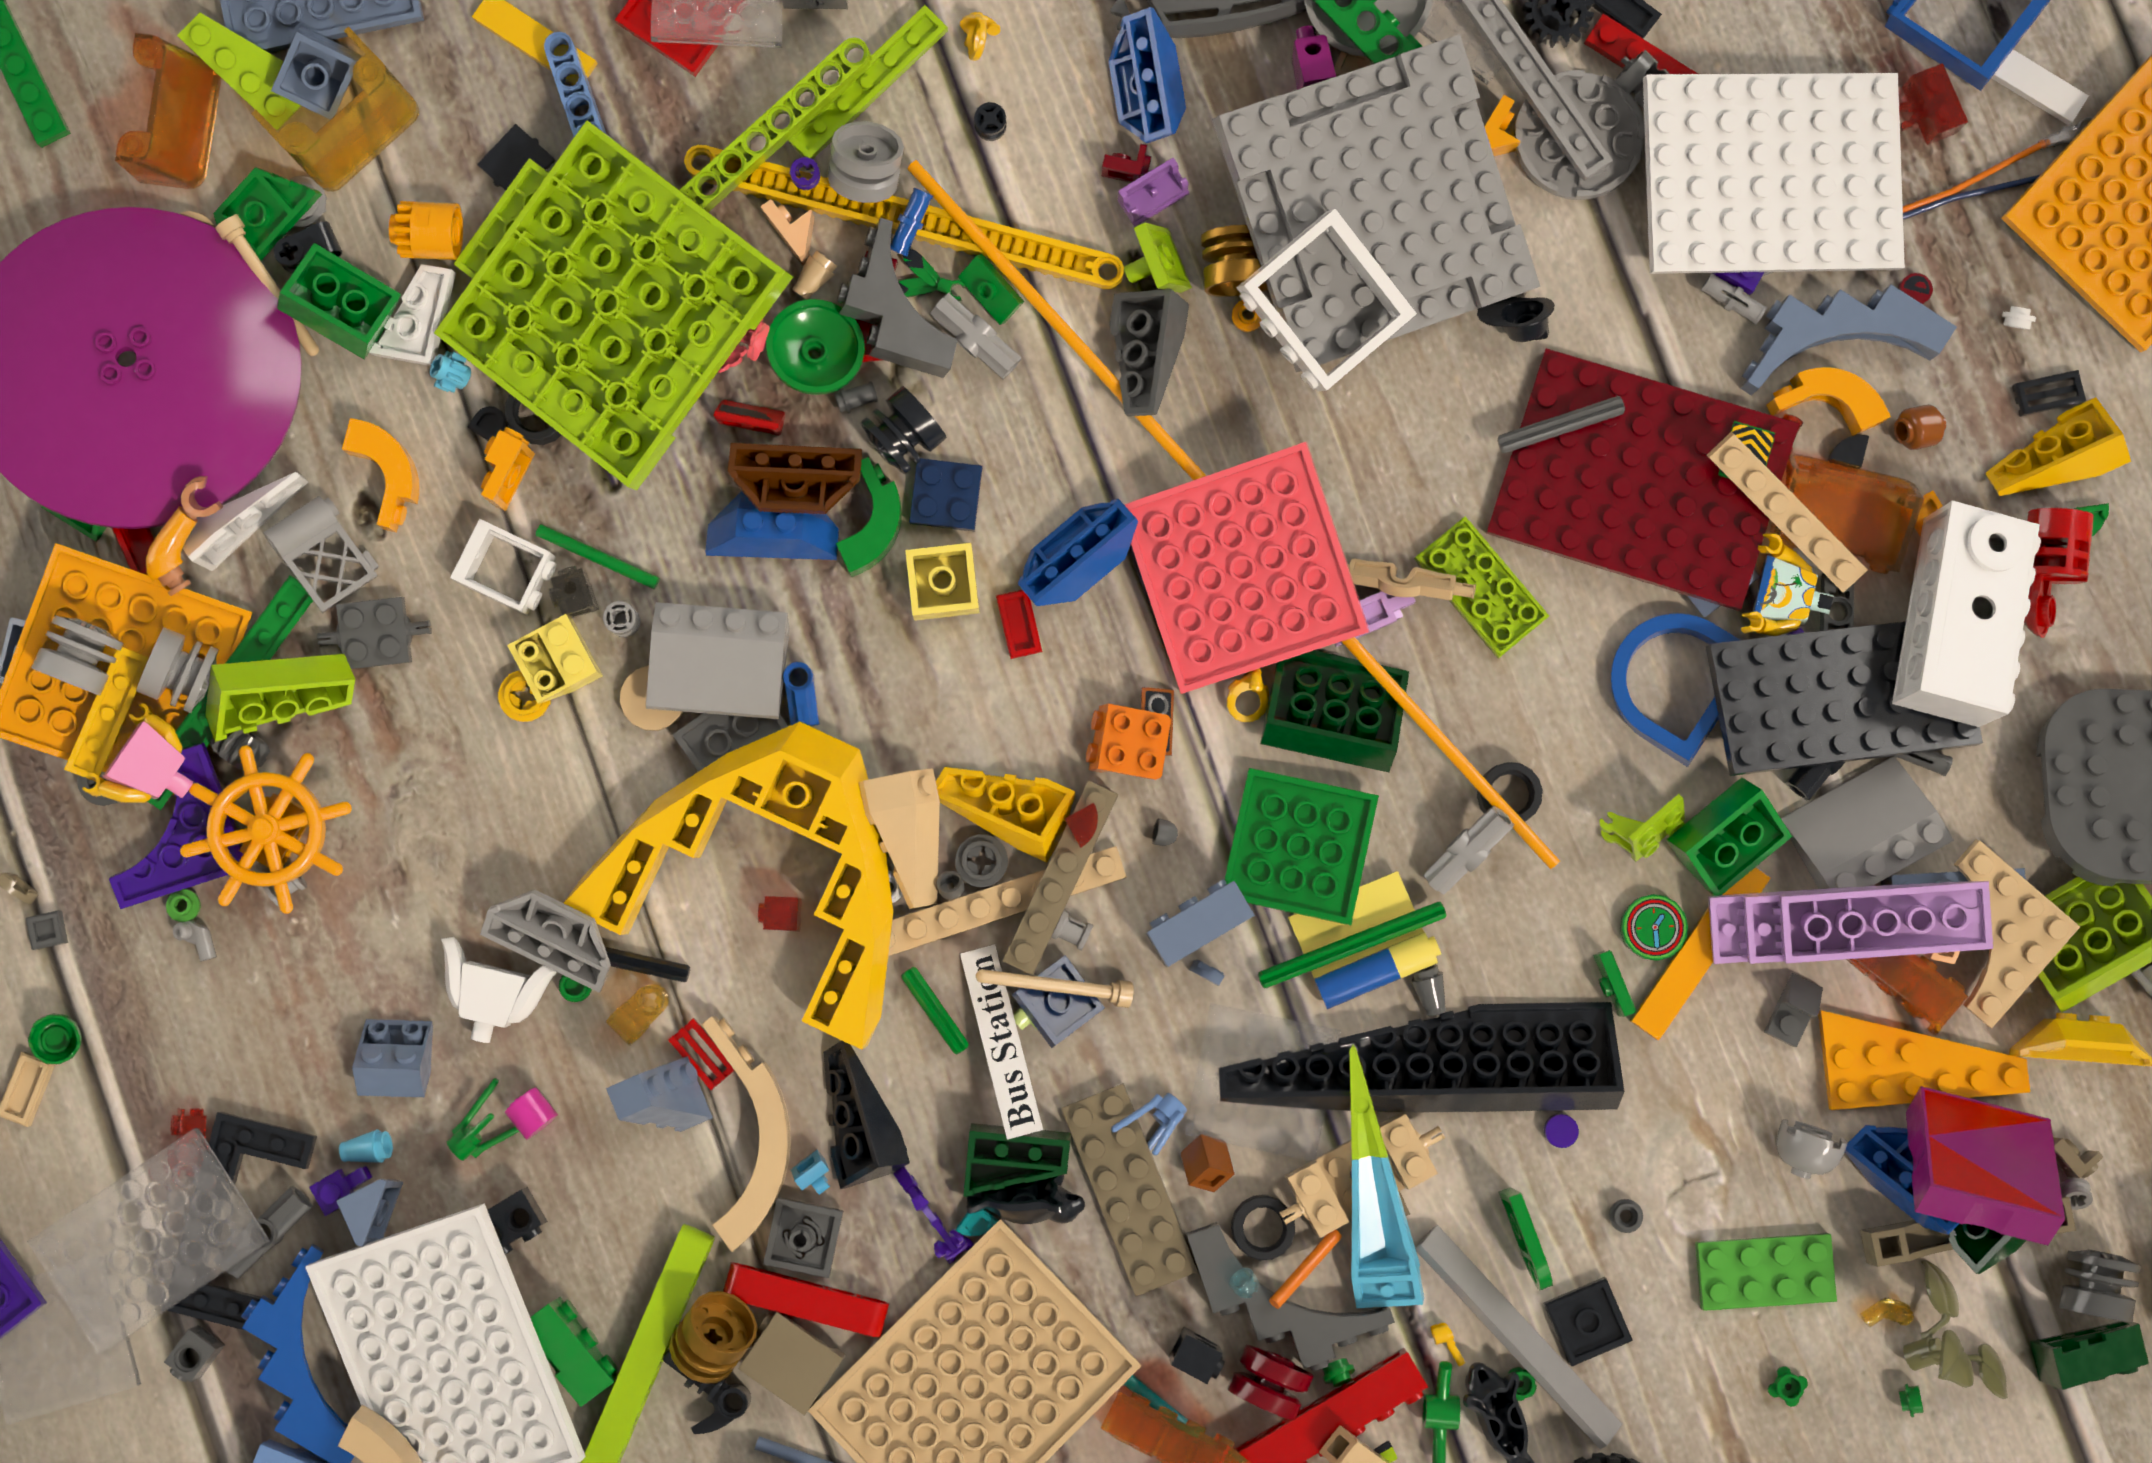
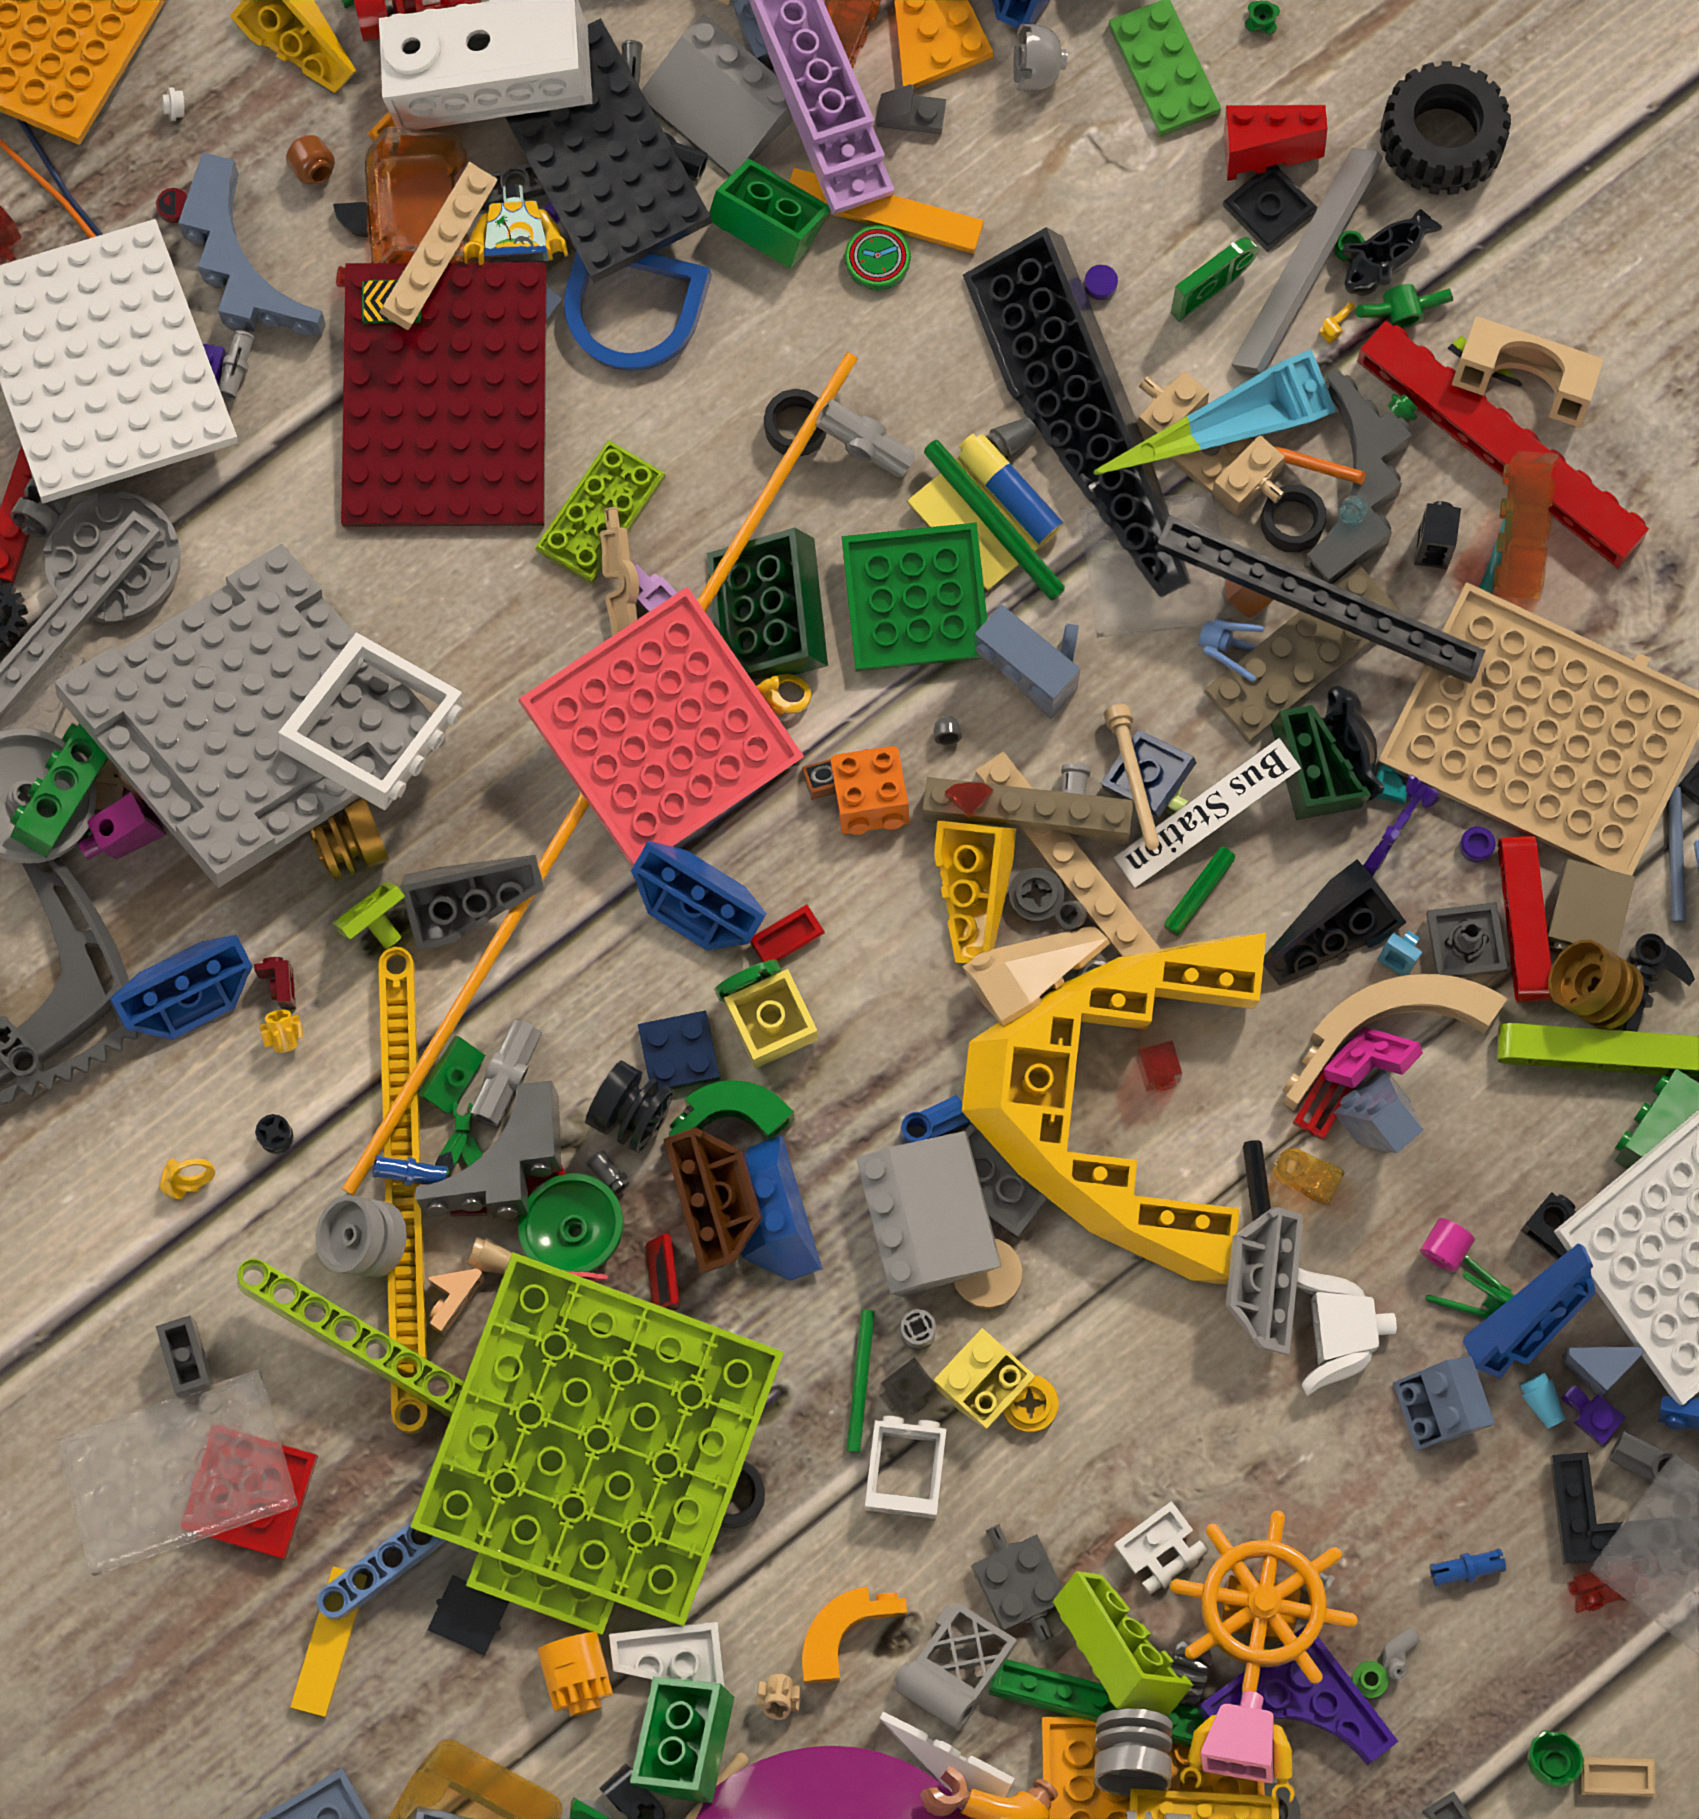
camera: 105 degrees left, 10 degrees down
(246, 1025) = (1467, 1567): none -> blue pin
(348, 395) = (778, 1696): none -> tan gear
(368, 761) = (1154, 1538): none -> white plate
(430, 1160) = (1533, 1315): none -> blue wedge
(450, 371) = (718, 1597): medium azure gear -> none
(488, 422) = (759, 1542): black tile -> none
(510, 459) = (790, 1497): light orange plate -> none
(572, 990) = (1309, 1250): green plate -> none
(729, 1109) = (1370, 1050): none -> dark pink plate
(807, 163) = (380, 1299): dark purple bush -> none
(885, 68) = (231, 1250): lime plate -> none
(892, 1283) = (1477, 844): none -> dark purple tile
(983, 572) = (747, 978): none -> green tile
(1080, 153) = (281, 1031): none -> yellow gear
(1153, 192) = (299, 947): medium lavender hinge -> none
(1163, 1216) = (1320, 599): none -> black plate
(1242, 323) = (402, 824): light orange plate -> none
(1268, 1386) = (1430, 460): dark red wheel -> none
(1500, 119) = (120, 635): light orange slope -> none
(1519, 317) = (318, 551): black piece -> none
(1561, 424) = (416, 480): dark grey axle -> none
(1613, 984) = (945, 275): green plate -> none
(1635, 1220) = (1159, 192): dark grey plate -> none
(1643, 838) = (797, 292): lime plate -> none
(1654, 1348) = (1272, 135): none -> red wedge
(1845, 391) = (299, 229): light orange arch -> none
(2023, 399) = (250, 80): black tile -> none

